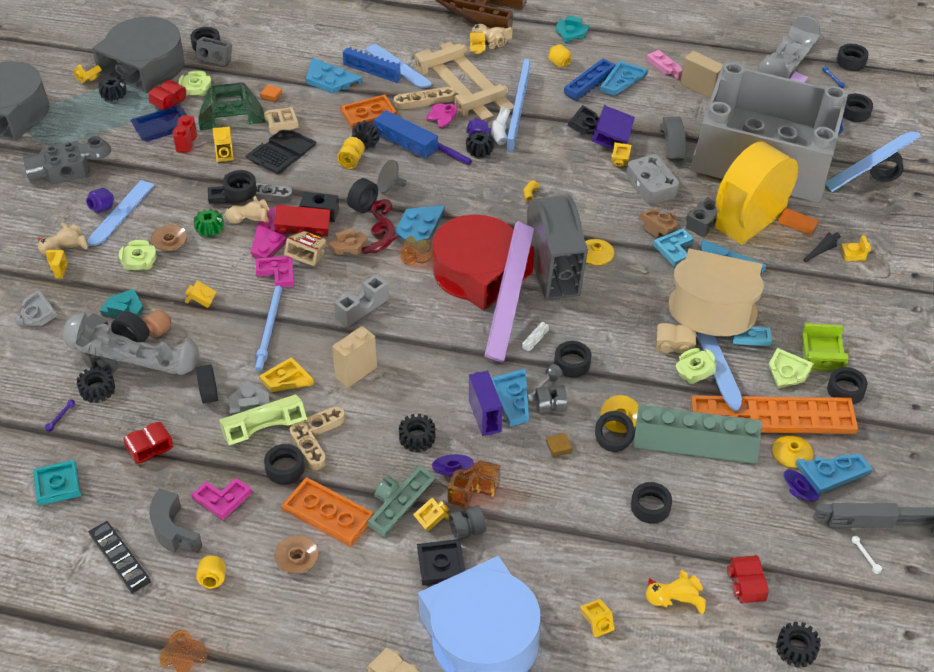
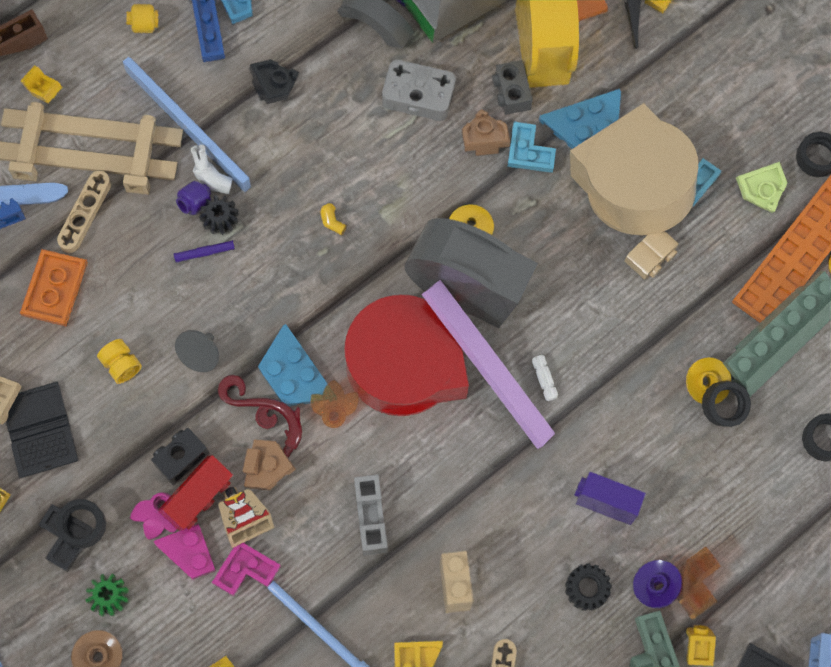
camera: 55 degrees left, 25 degrees up
(254, 211) = (129, 533): tan animal -> none
(278, 193) = (113, 477): light grey beam -> none
(355, 194) = (208, 400): black tyre -> none
(366, 133) = (104, 323): black gear -> none
(406, 134) = (138, 281): blue brick -> none
(442, 113) = (128, 217): dark pink plate -> none
(467, 522) = (739, 613): dark grey wheel -> none
(494, 36) = (46, 58): tan animal -> none
(513, 396) = (604, 458): dark azure wing -> none
(551, 399) = (643, 432): dark grey wheel -> none
(552, 373) = (607, 401): dark grey hinge -> none
(559, 445) = (697, 464): pearl gold tile -> none
(575, 348) = (611, 351): black tyre -> none
(612, 127) = (314, 65): dark purple brick -> none
(621, 154) = (356, 89): yellow bracket -> none
(705, 368) = (694, 252): yellowish green plate -> none
(723, 374) = (726, 249): light blue piece -> none
(824, 346) = (760, 133): lime panel -> none

